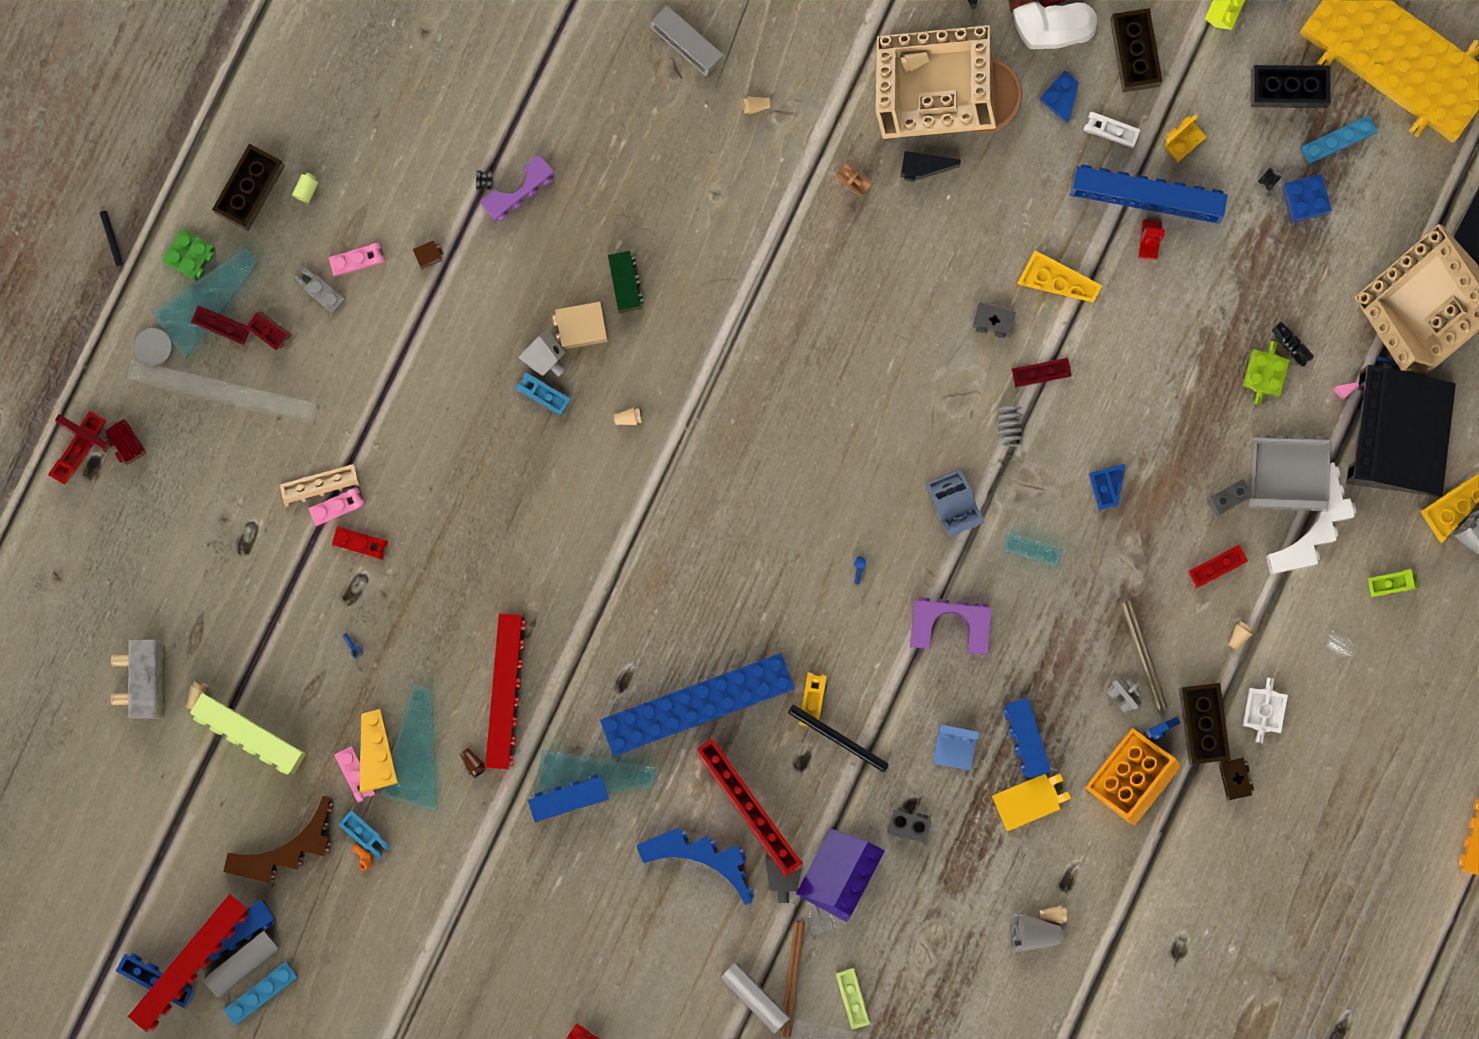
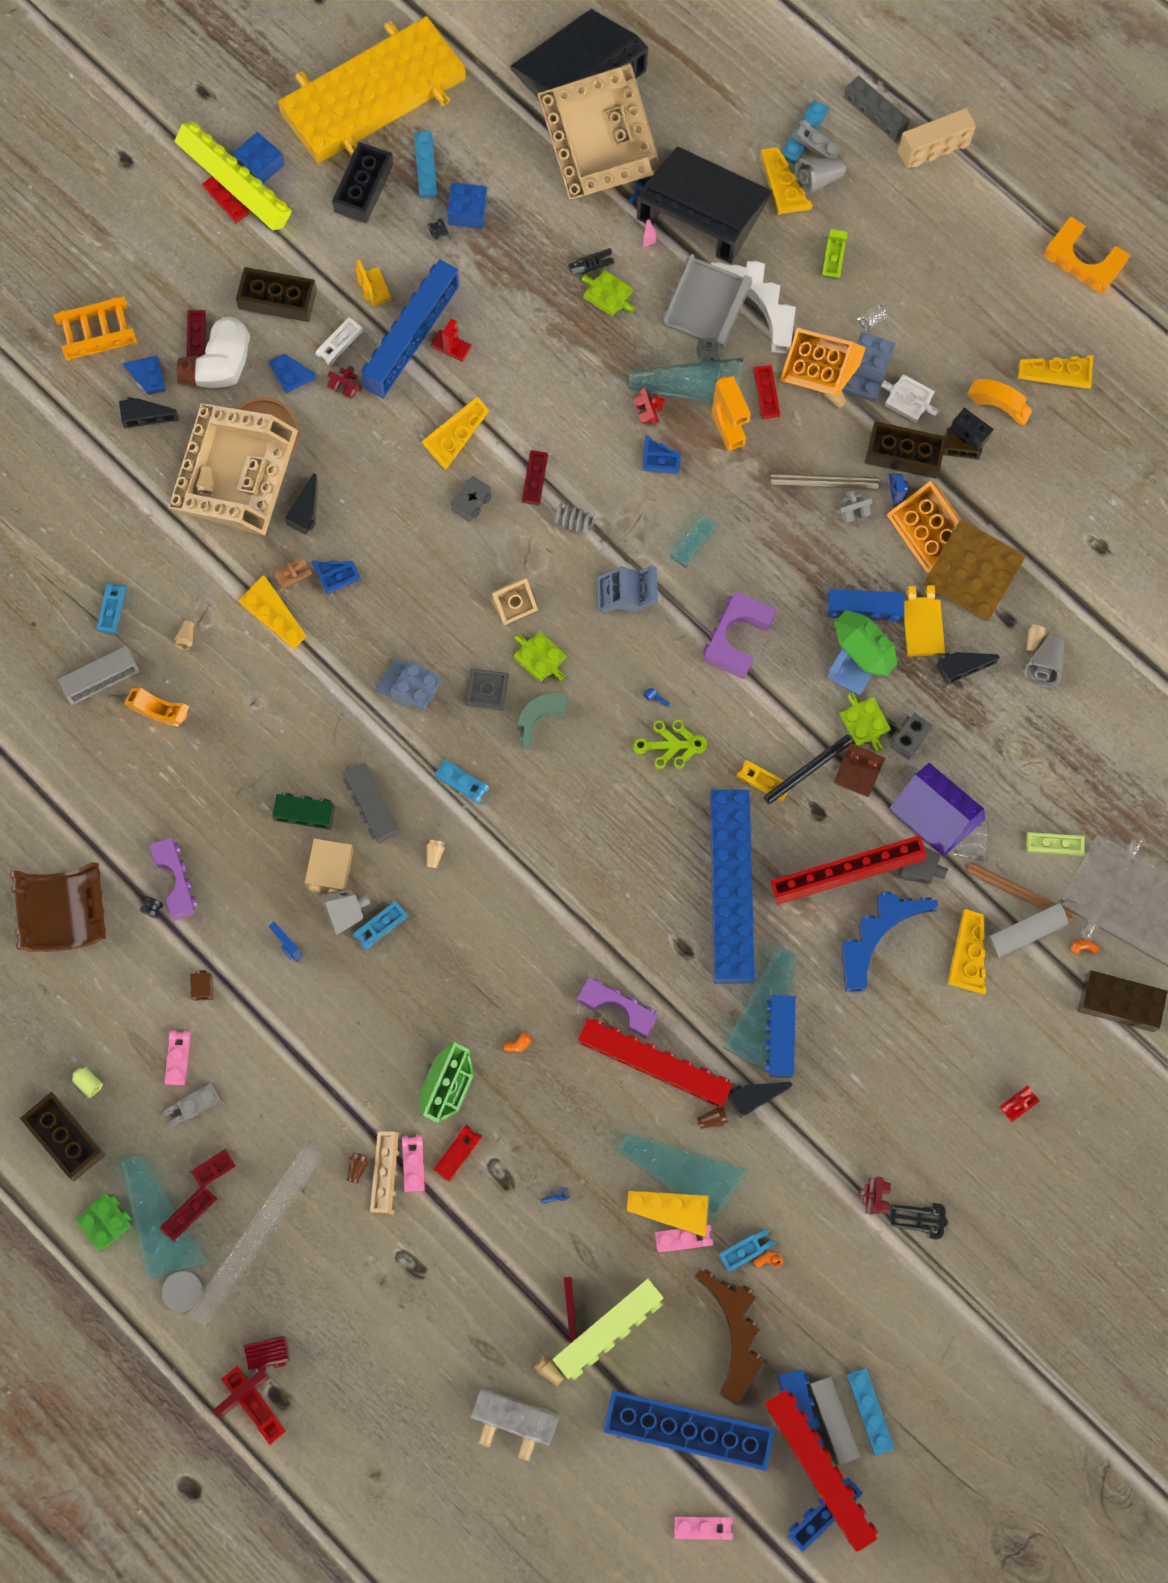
camera: 70 degrees left, 10 degrees down
(109, 878) = (702, 1528): none -> bright pink plate
(111, 238) = (49, 1295): black bar -> none
(186, 836) = (689, 1430): none -> blue brick
(256, 694) = (569, 1297): none -> dark red tile
(316, 457) = (357, 1165): none -> reddish brown cone
(416, 509) = (446, 1083): none -> bright green wedge
(451, 97) = (59, 909): none -> reddish brown hinge
(452, 932) = (873, 1195): none -> dark red hips
(453, 1004) = (941, 1222): none -> black piece
(479, 563) = (520, 1045): none -> orange arm
(490, 319) = (288, 946): none -> blue wing
(505, 792) = (753, 1096): none -> black slope
(548, 615) = (596, 995): none -> medium lavender arch
(655, 341) = (371, 803): none -> dark grey brick
(673, 107) = (155, 708): none -> light orange arch
(708, 416) = (461, 781): none -> dark azure plate
(710, 950) = (968, 958): none -> yellow wing
(757, 25) = (111, 608): none -> dark azure plate
(782, 332) = (409, 684): none -> sand blue bracket
(801, 459) = (543, 706): none -> sand green arch
(808, 407) = (487, 689): none -> dark grey tile
(810, 174) = (270, 610): none -> yellow wing
(817, 602) = (672, 744): none -> lime plant
(854, 787) = (859, 770): none -> copper bracket
(858, 444) = (539, 657): none -> lime plate
(868, 220) = (336, 574): none -> blue wing
(903, 400) = (514, 601): none -> tan slope
(908, 777) = (865, 722): none -> lime plate
(982, 750) = (865, 643): none -> bright green wedge
(999, 851) = (961, 664): none -> black slope
(1073, 150) = (336, 380): none -> dark red hips
(1099, 832) = (974, 569): none -> pearl gold plate
(1158, 458) = (649, 414): none -> red hips
(1171, 537) = (730, 412): none -> light orange arch
(1200, 500) = (687, 381): none -> clear light blue wing
(1246, 781) = (971, 429): none -> black brick
(1263, 609) = (821, 362): none -> light orange slope
(1281, 657) = (872, 369): none -> sand blue bracket
(1296, 801) = (1002, 396): none -> light orange arch
(1353, 851) = (1068, 372): none -> yellow wing

